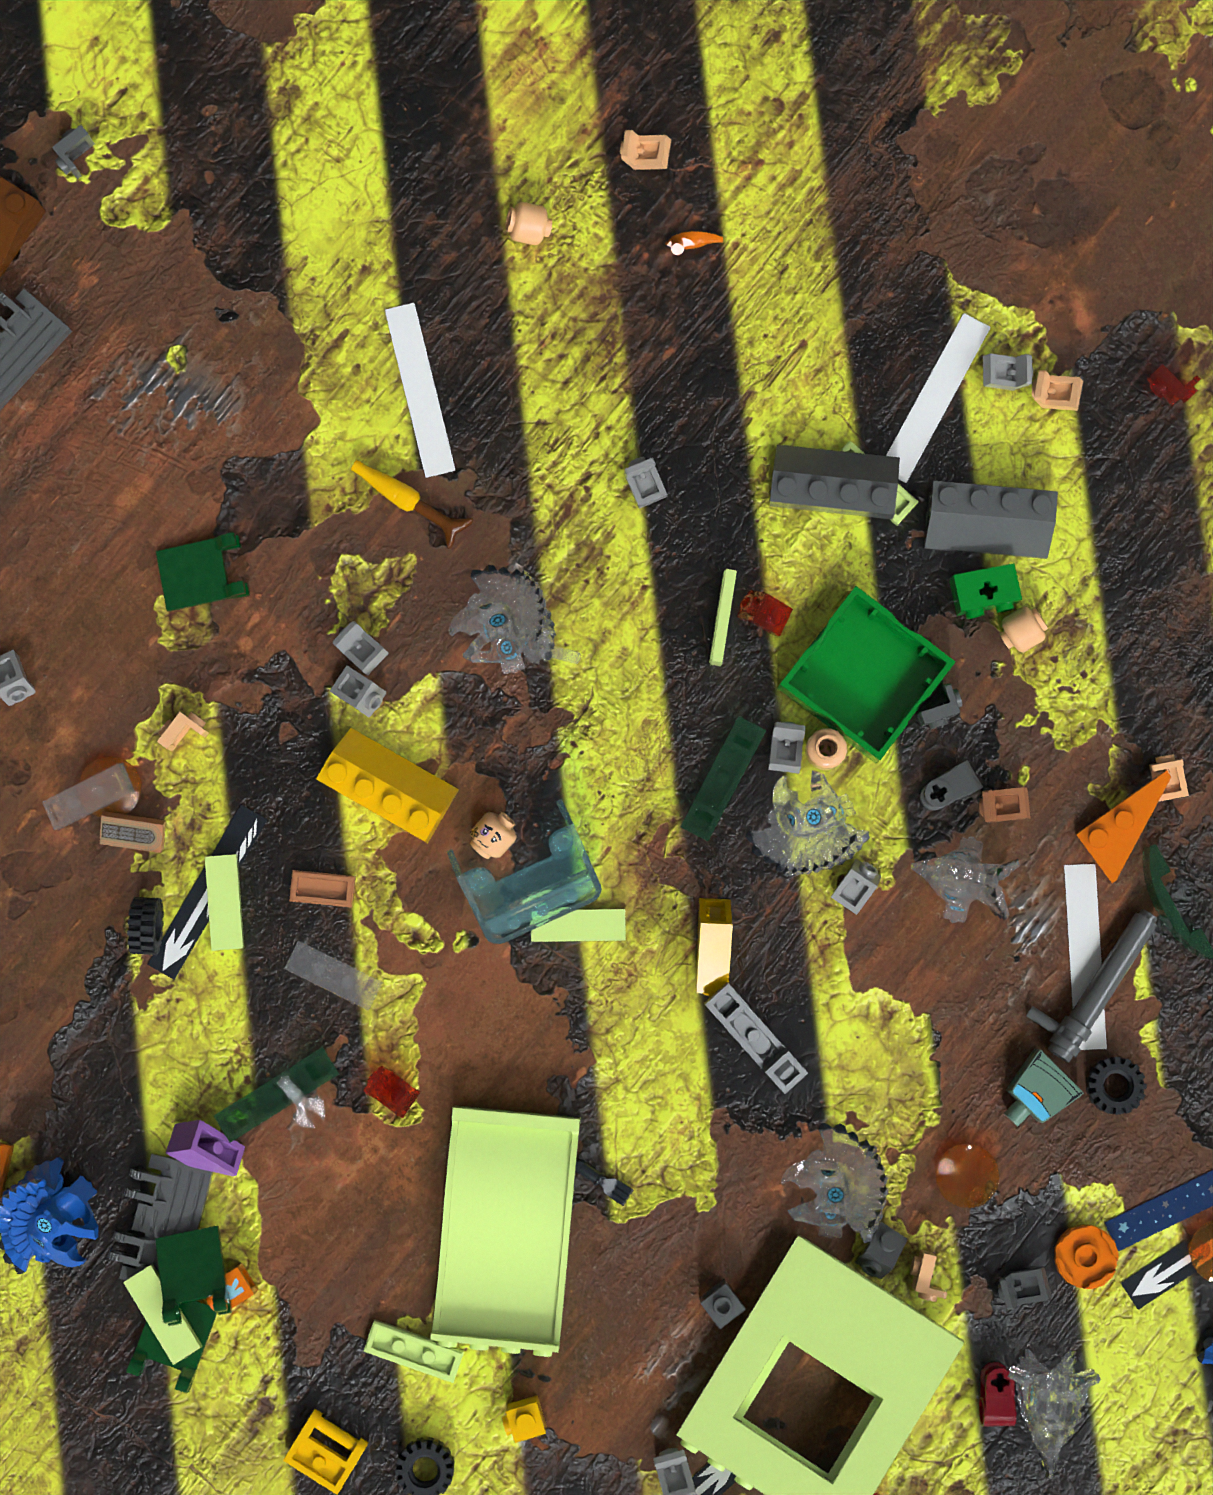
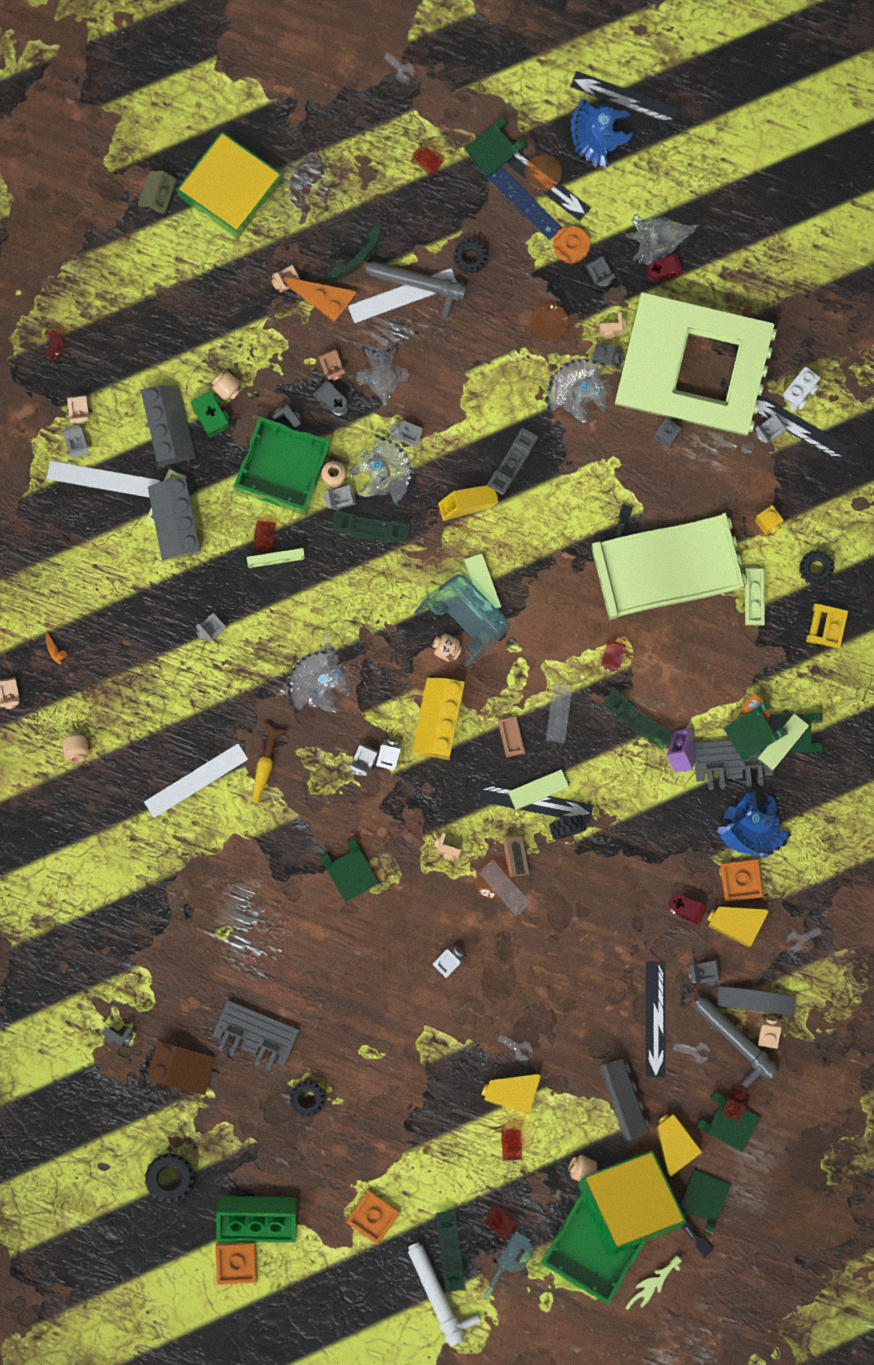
camera: 110 degrees left, 5 degrees down
(302, 1103) = (637, 704): clear bar -> none
(1039, 1090) = (487, 296): sand green torso -> none

